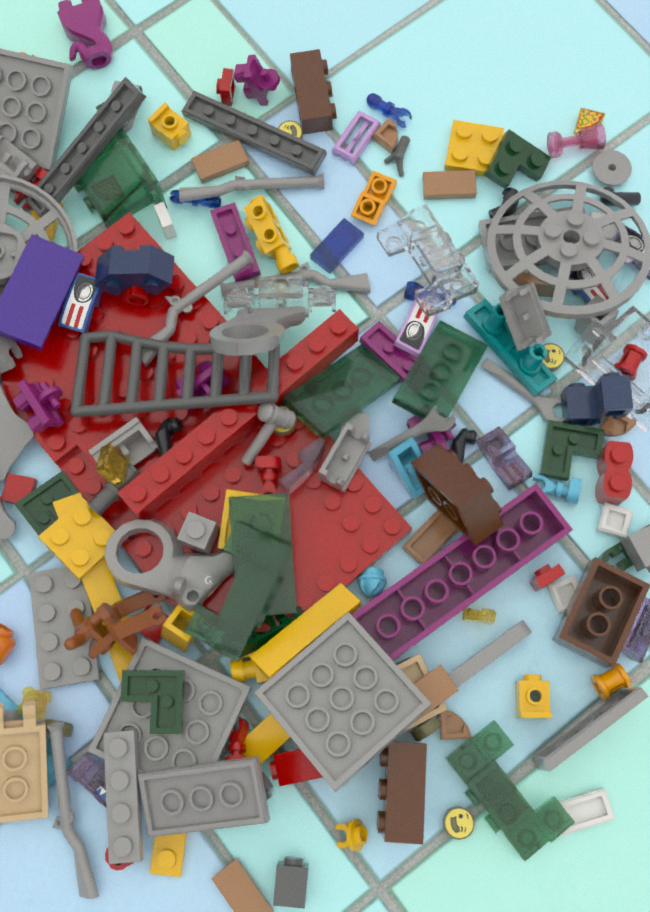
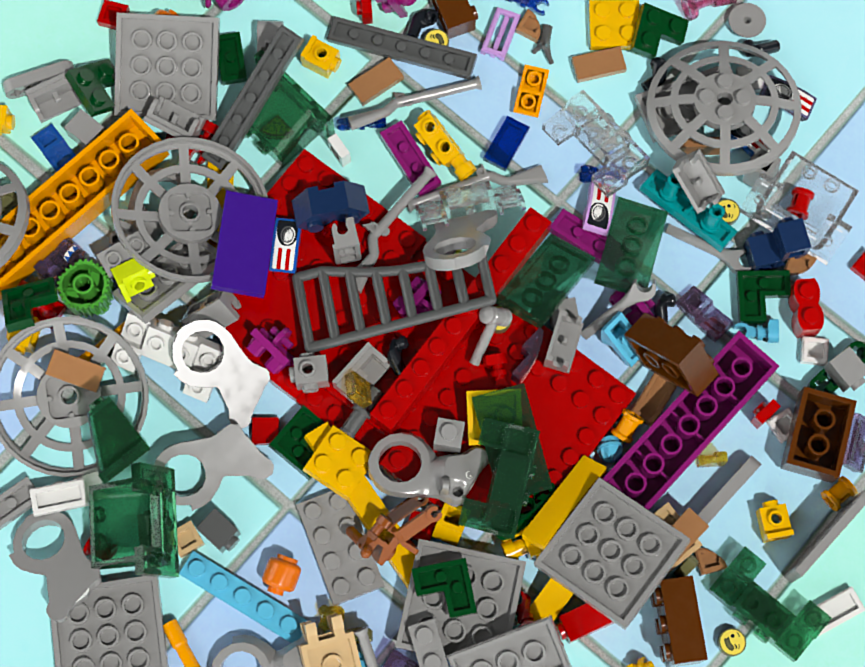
camera: 15 degrees left, 0 degrees up
(70, 437) = (310, 363): none -> light grey brick
(80, 109) = (231, 59): none -> dark green plate
(140, 312) = (347, 245): none -> light grey hinge
(280, 110) = (421, 20): none -> black arm
(395, 560) = (627, 425): none -> light orange bush

